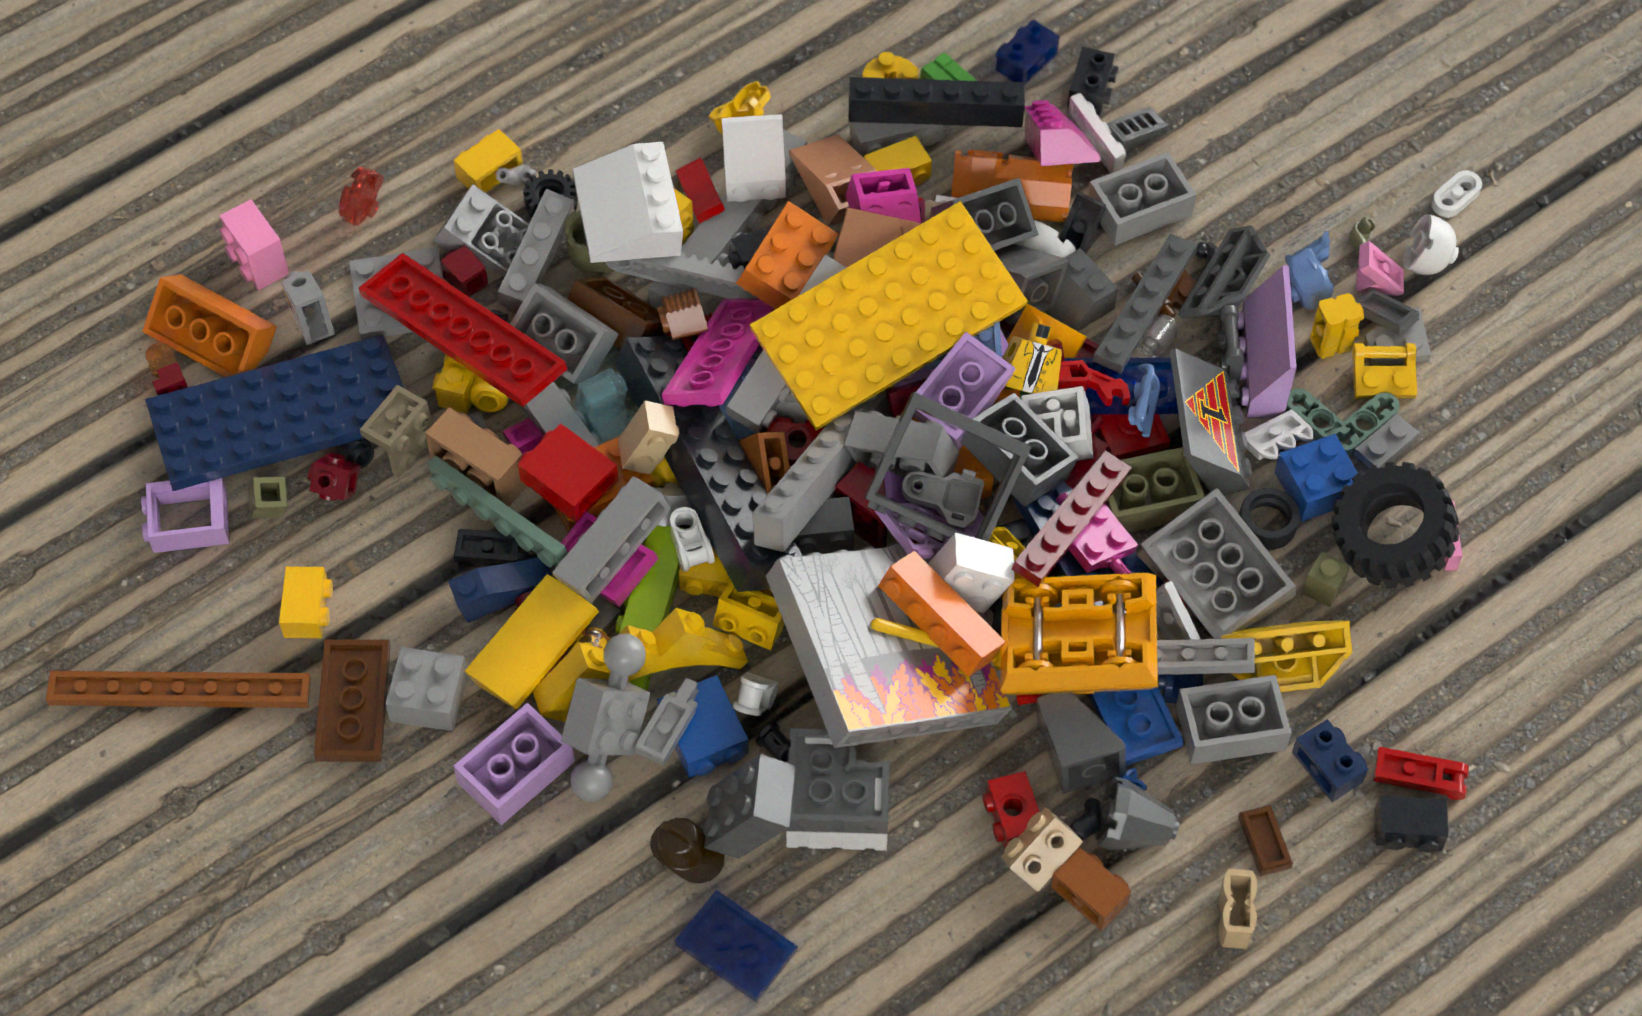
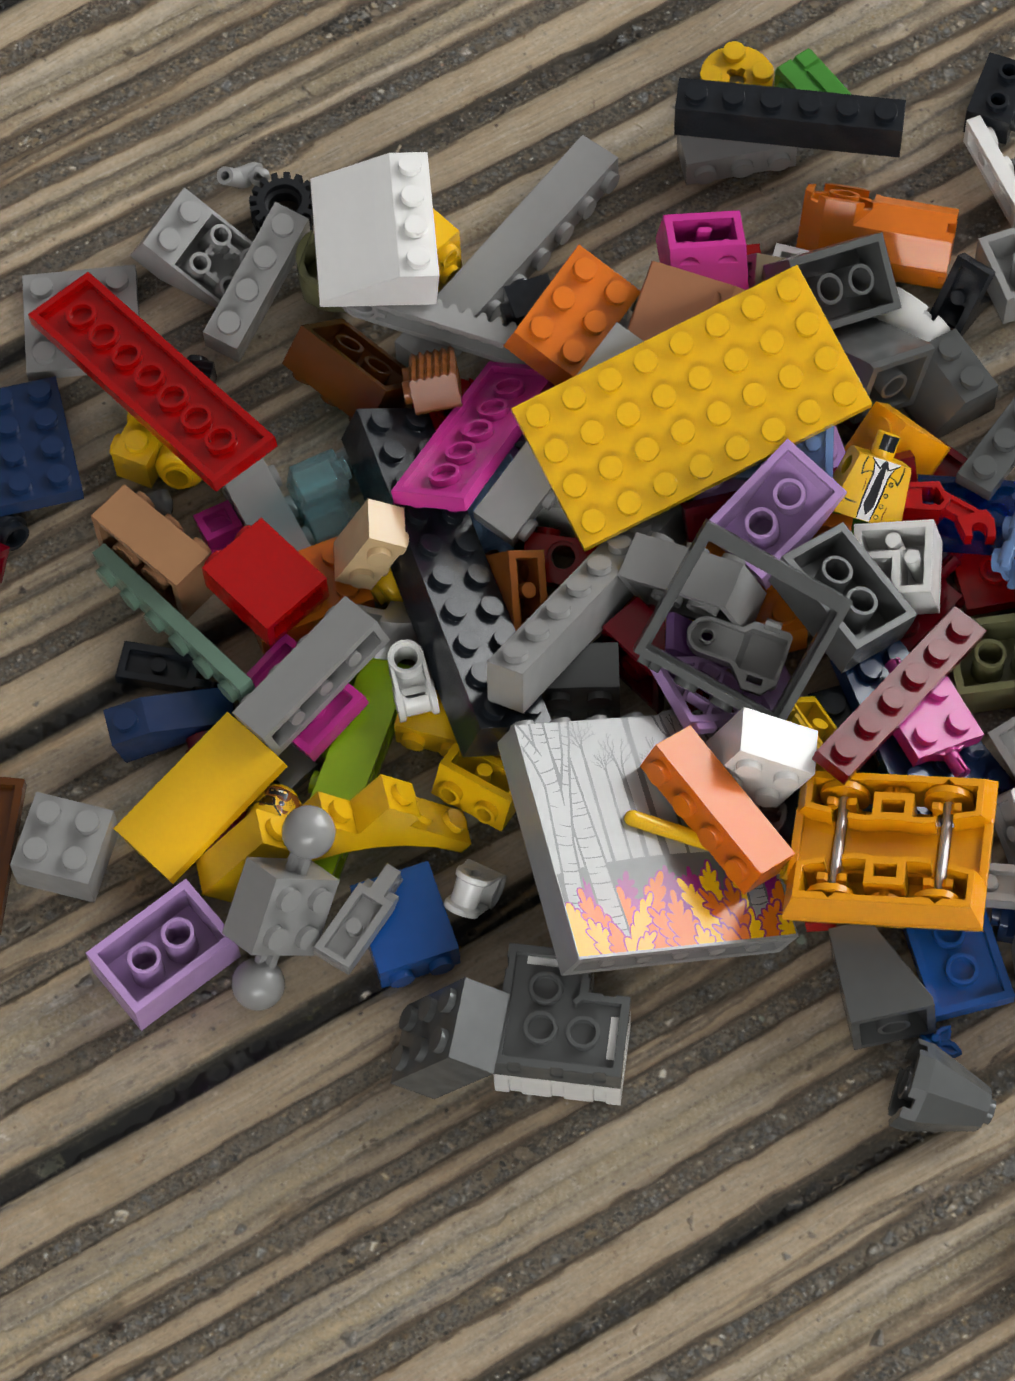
camera: 10 degrees right, 5 degrees up
(360, 198) = (44, 193): clear red plate -> none
(399, 428) = (61, 505): dark tan bracket -> none
(464, 271) = (165, 300): dark red brick -> none
(482, 161) = (200, 156): yellow brick -> none
(565, 331) = (281, 393): light grey brick -> none
(681, 849) = (361, 1079): dark brown piece -> none
(700, 189) = (474, 213): red tile -> none
(736, 945) = (418, 1213): clear blue plate -> none
(746, 103) = (541, 114): yellow piece -> none
(754, 158) = (543, 180): white slope -> none
(767, 739) = (484, 946): black bush -> none
(827, 173) = (637, 198): nougat slope -> none
(901, 155) = (735, 189): yellow brick -> none
(1009, 793) = (789, 1046): red brick -> none
(1027, 52) = (918, 54): clear blue brick -> none
(1041, 848) = (814, 1124): tan brick -> none
(1055, 137) = (942, 175): slope -> none
(1089, 822) = (880, 1093): black arm -> none
(1091, 888) = (874, 1179): dark orange brick -> none

